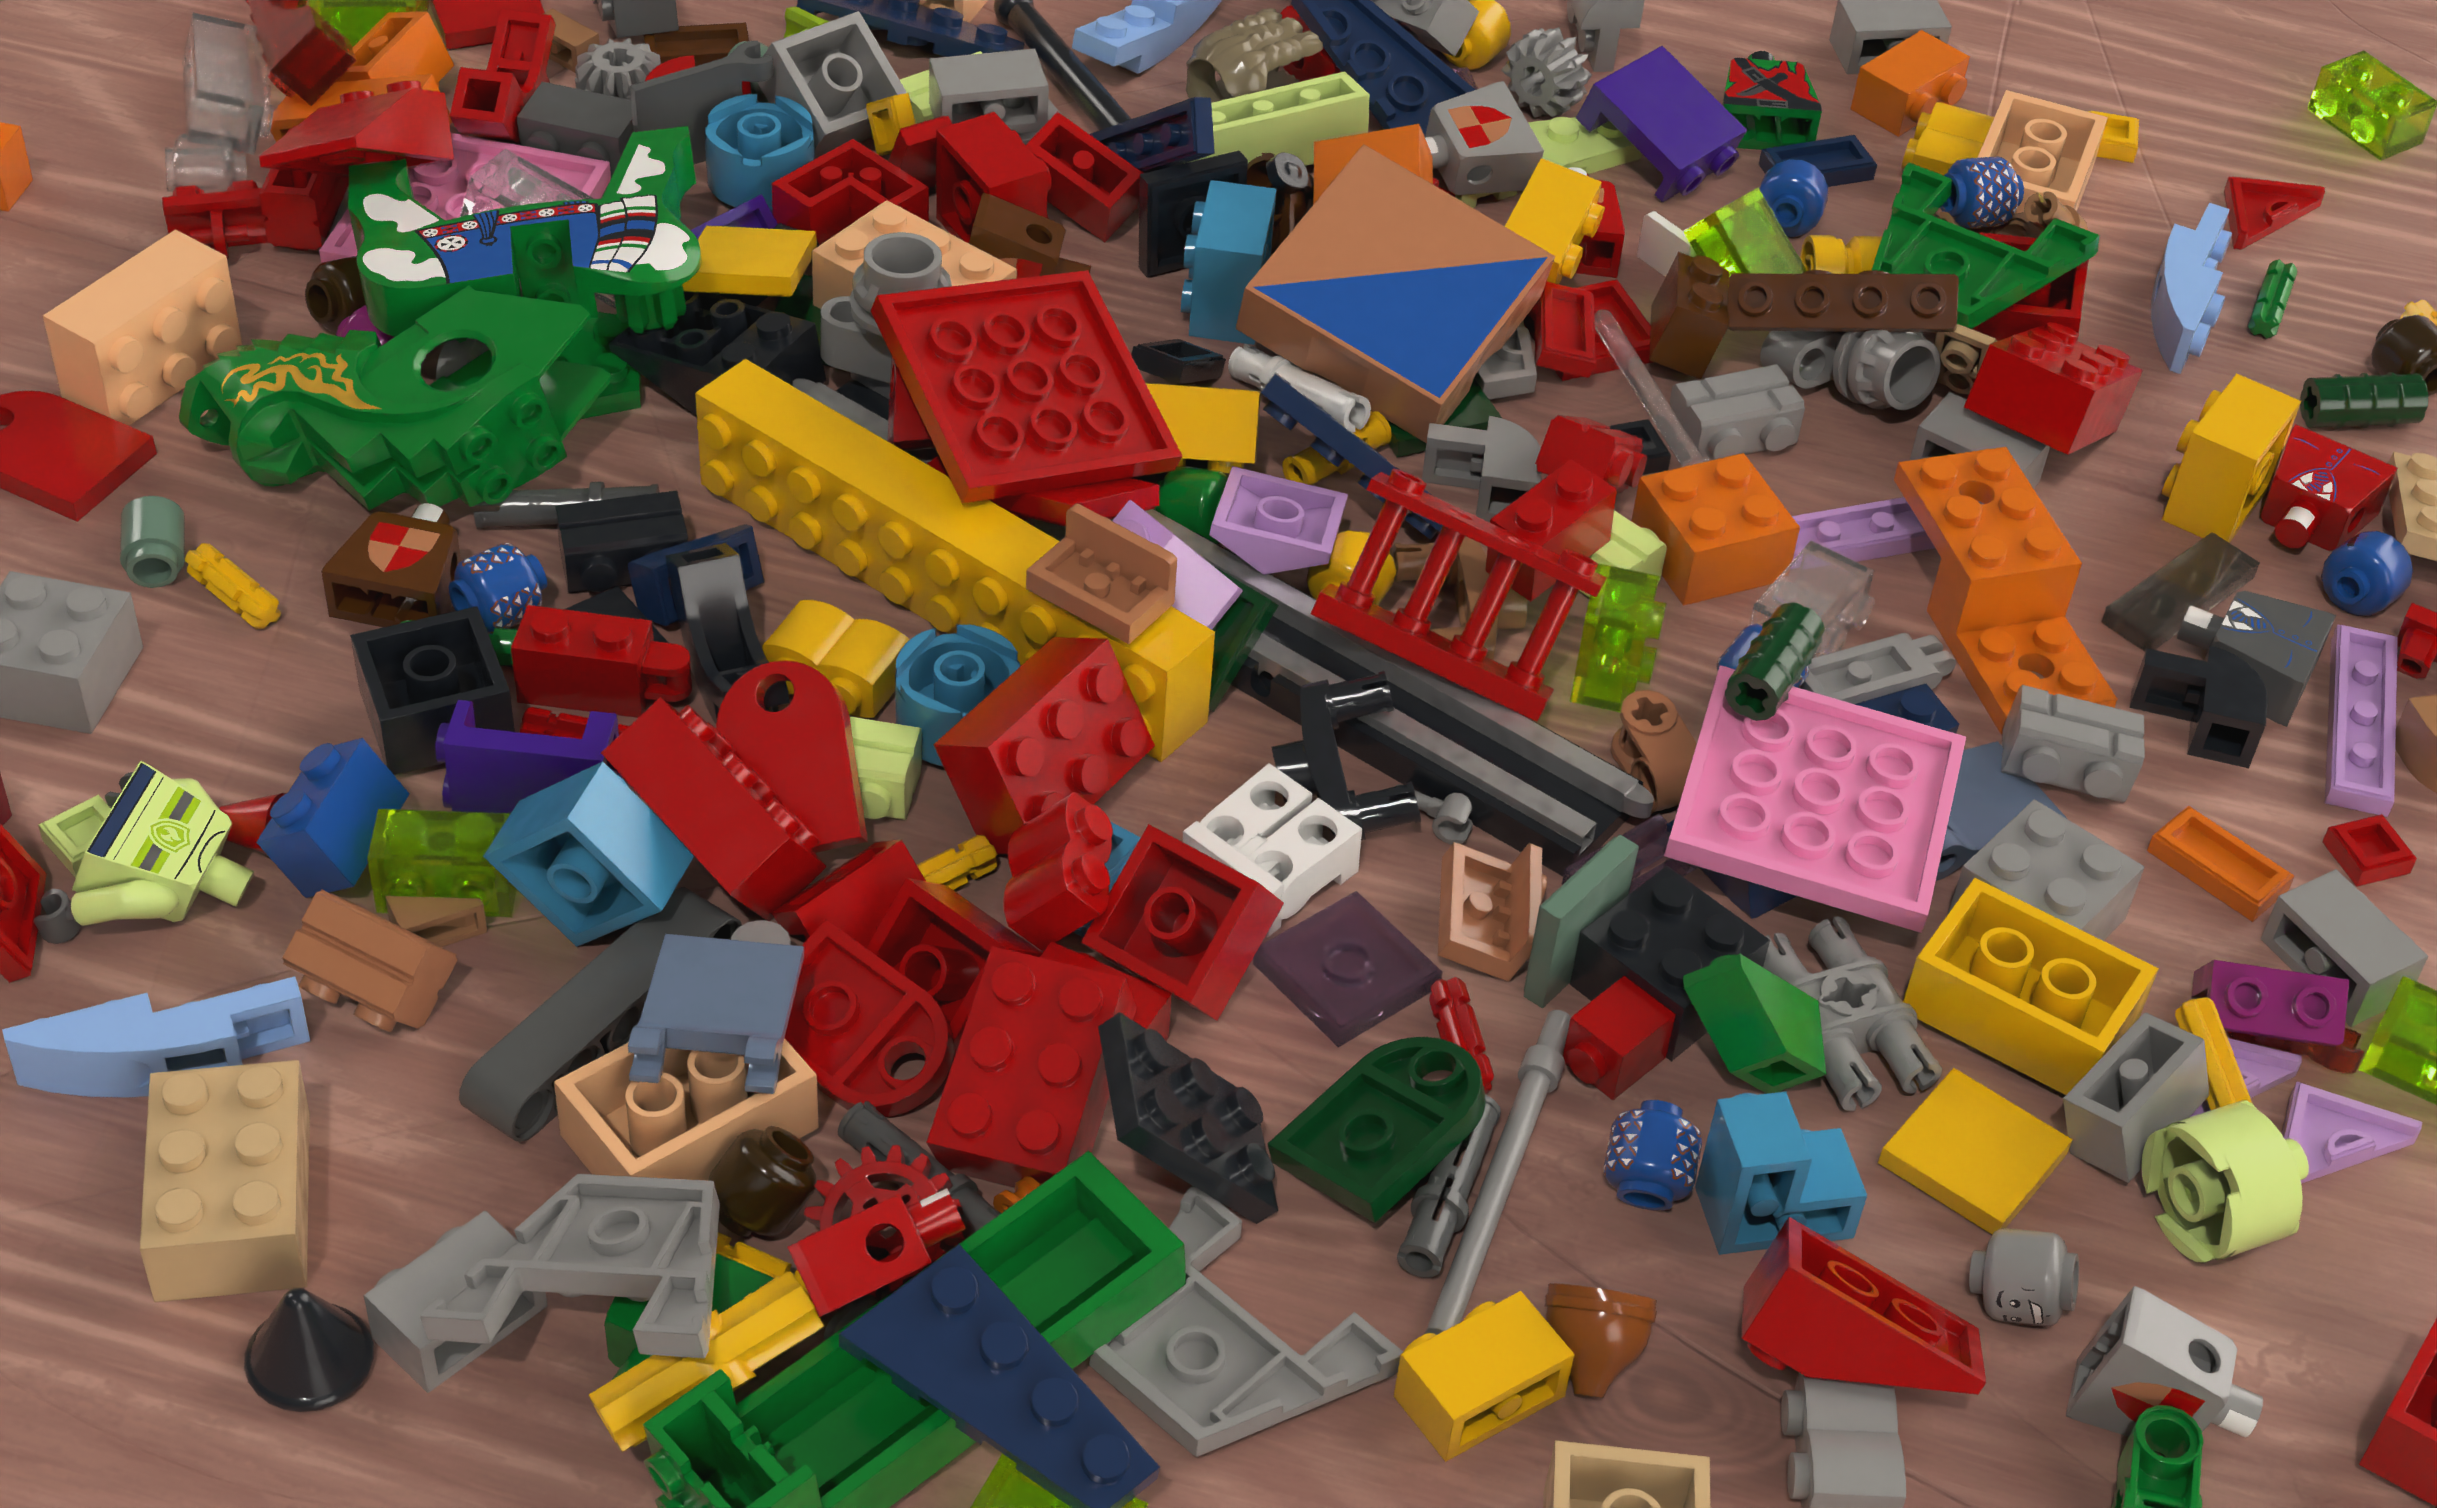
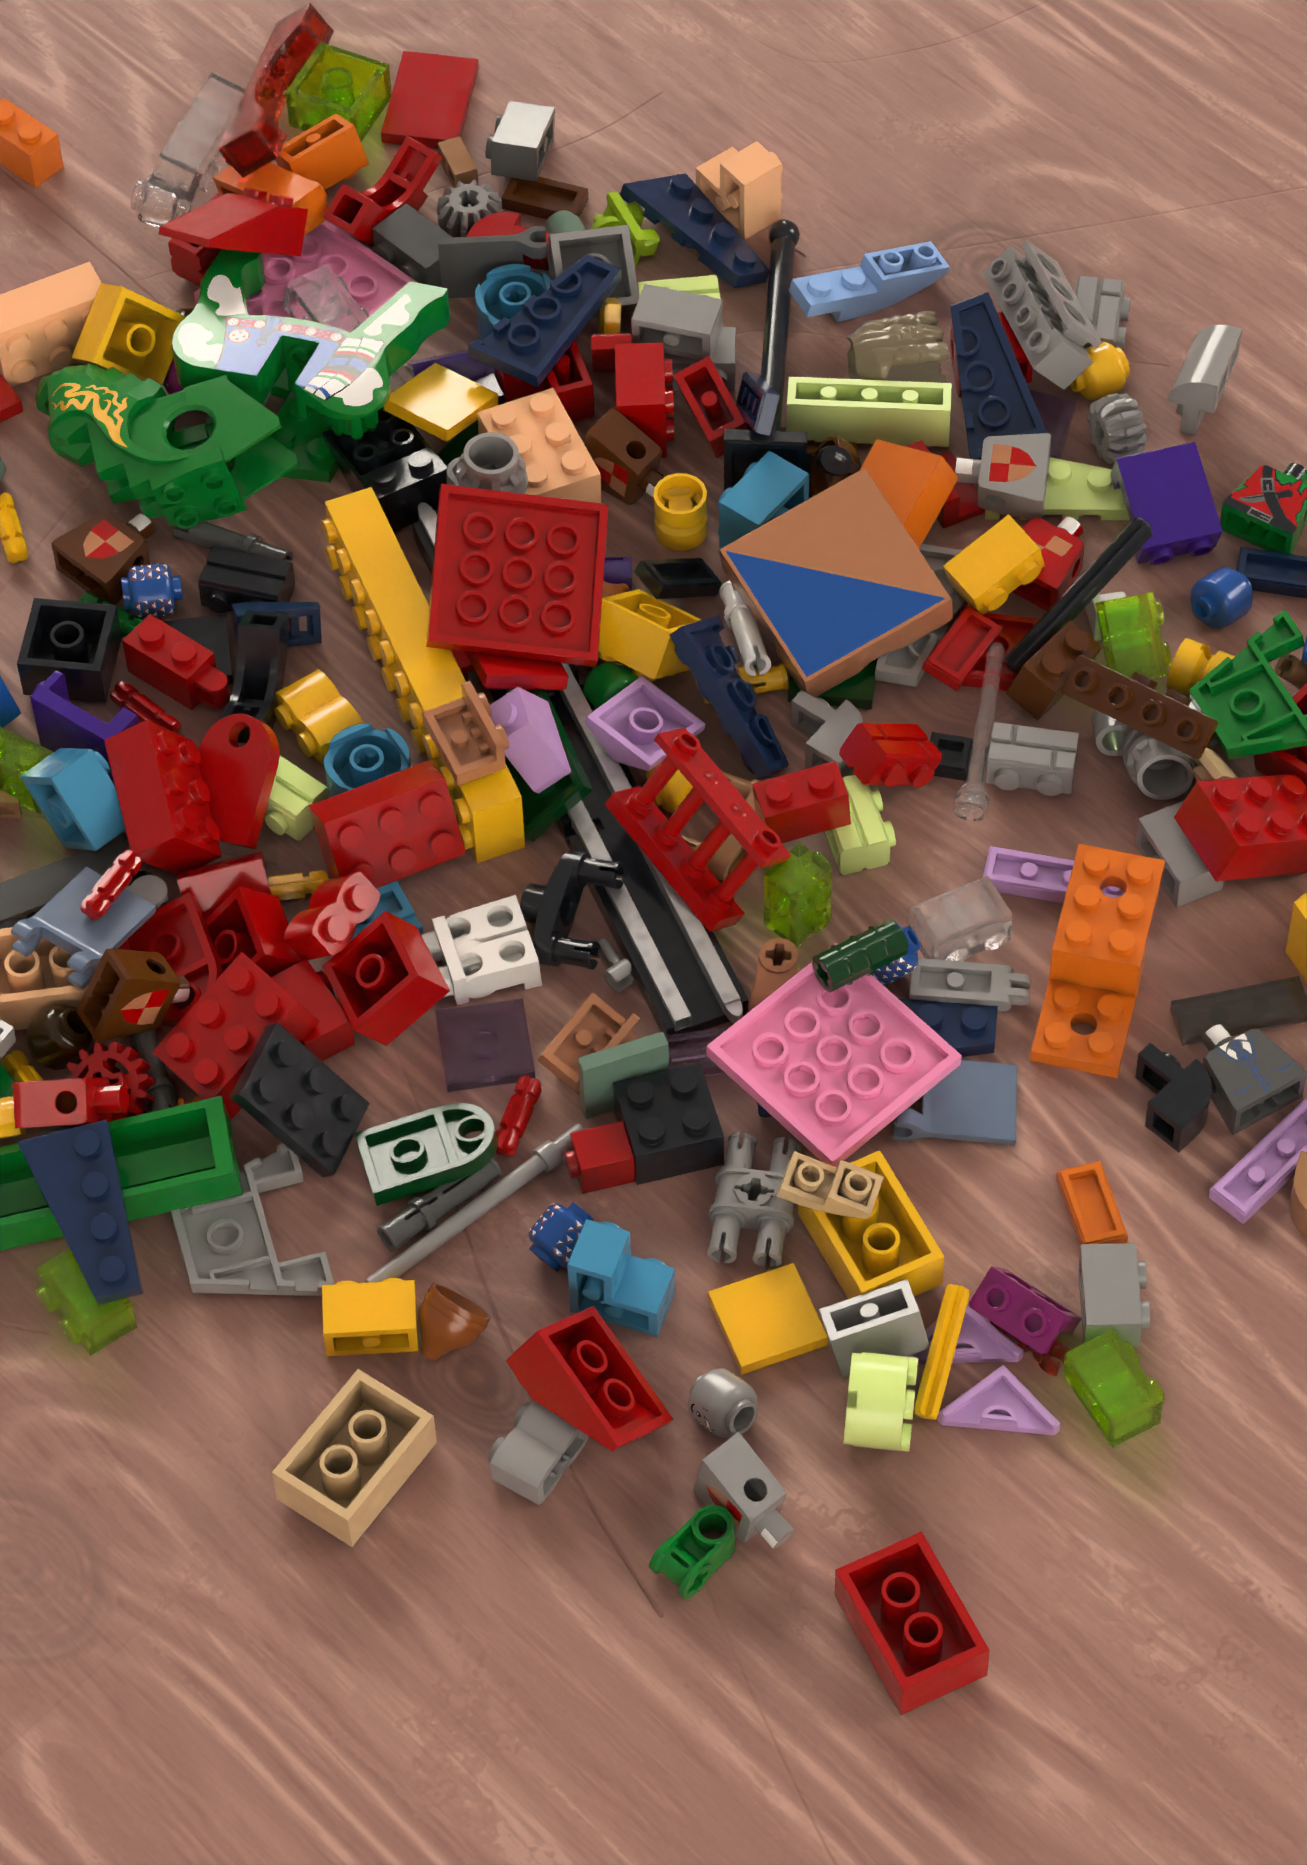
camera: 35 degrees right, 10 degrees up
(217, 217) = (141, 243): red hips -> none
(277, 287) = (128, 334): none -> yellow brick
(729, 938) = (111, 885): none -> red axle
(832, 137) = (549, 323): none -> dark blue wing
(849, 1074) = (130, 994): none -> reddish brown torso
(1130, 286) = (680, 512): none -> yellow wheel
(1658, 233) = (1080, 592): none -> black axle
(1718, 526) = (941, 838): orange brick -> none
(1758, 1023) = (675, 1185): green slope -> none
(1974, 941) = (830, 1189): none -> tan slope
(2057, 870) = (947, 1175): light grey brick -> none
(2073, 744) = (1050, 1088): light grey brick -> none
(2369, 850) = (1201, 1241): red tile -> none

